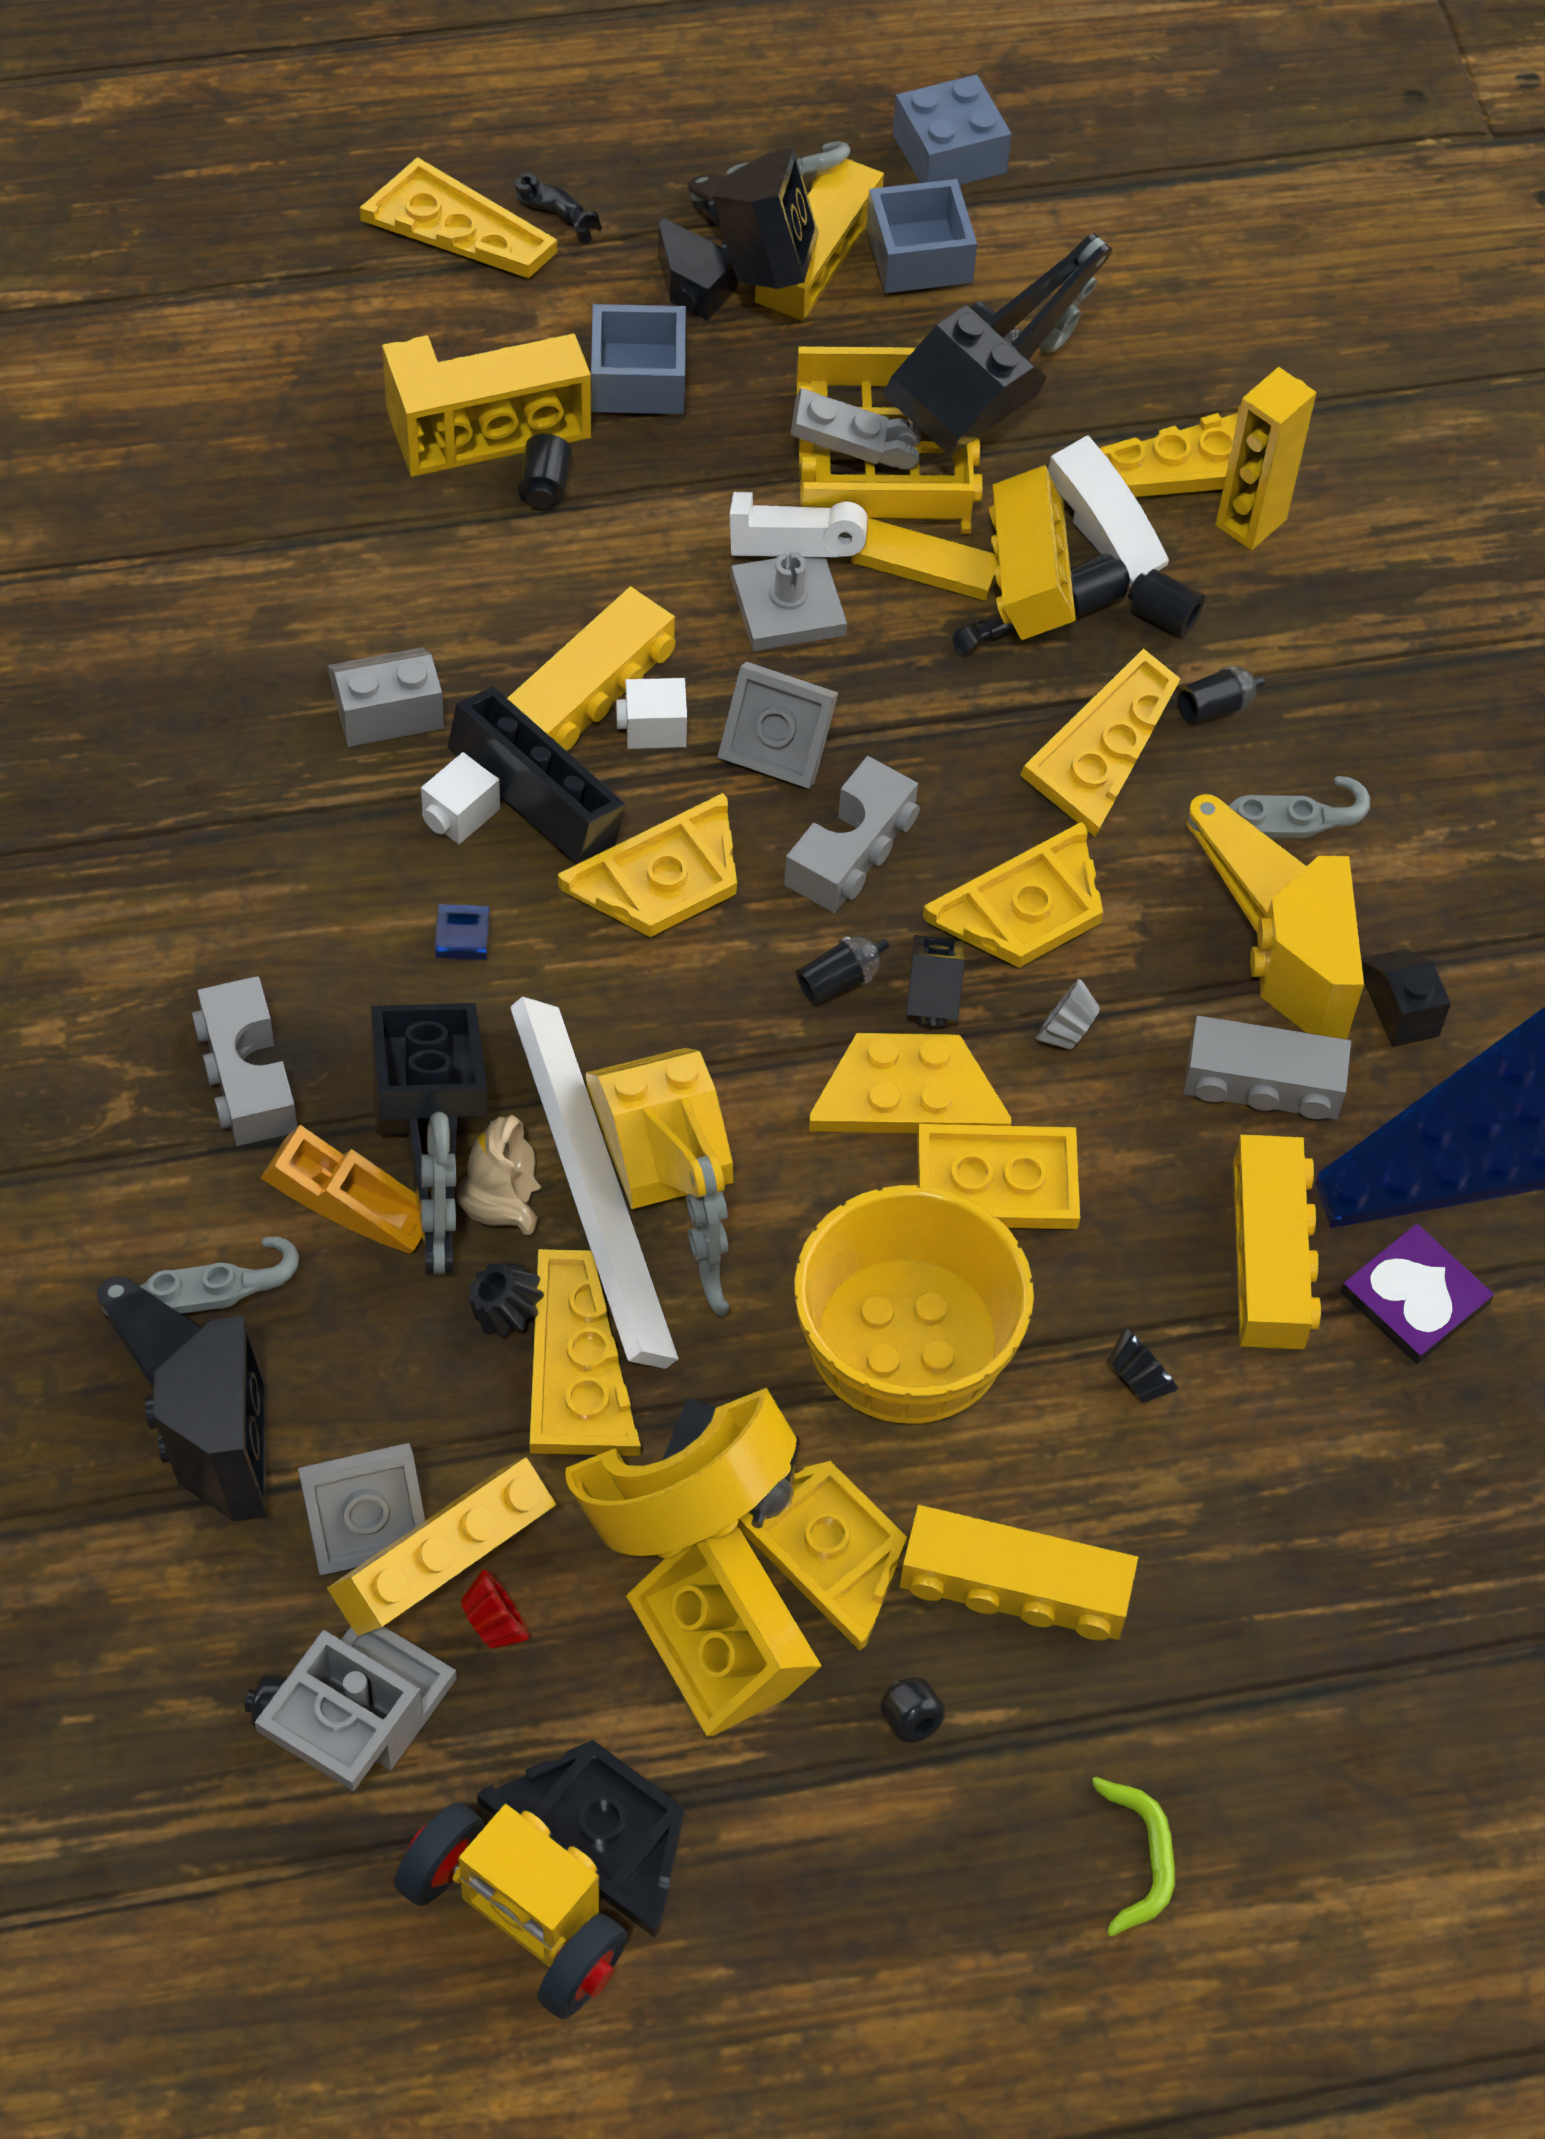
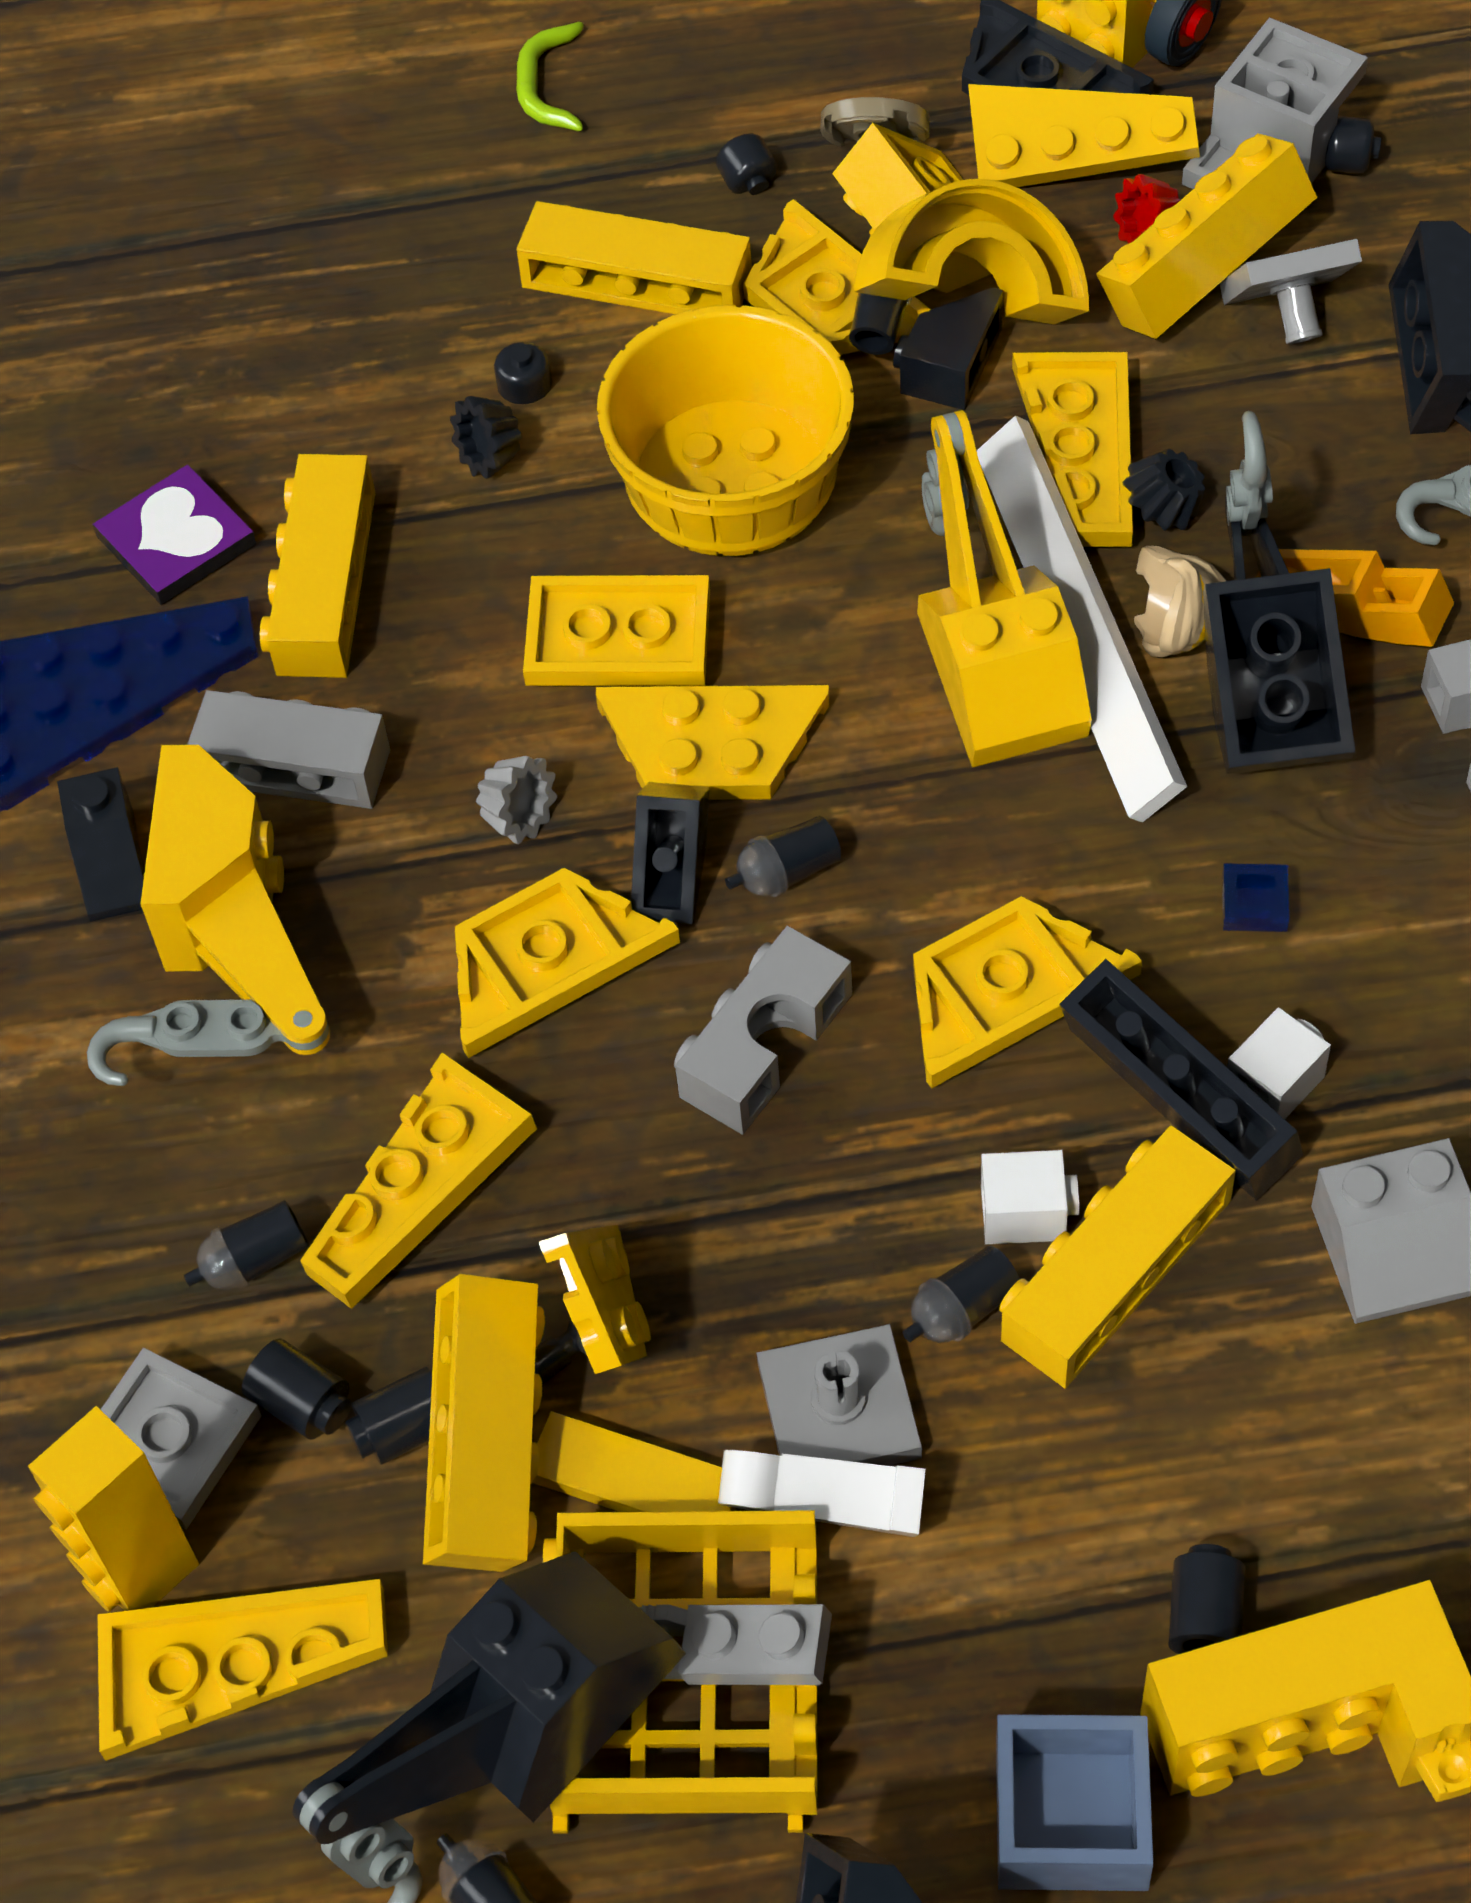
camera: 170 degrees left, 0 degrees up
(589, 1710) = (1065, 134): none -> yellow wing
(702, 651) = (961, 1297): none -> piece
(777, 724) = (856, 1158): light grey tile -> none
(777, 1714) = (853, 117): none -> dark tan tile
(959, 617) = (600, 1295): none -> yellow wing
(1106, 507) = (364, 1537): white slope -> none
(1116, 1459) = (523, 373): none -> black piece
(1255, 579) = (182, 1426): none -> light grey plate

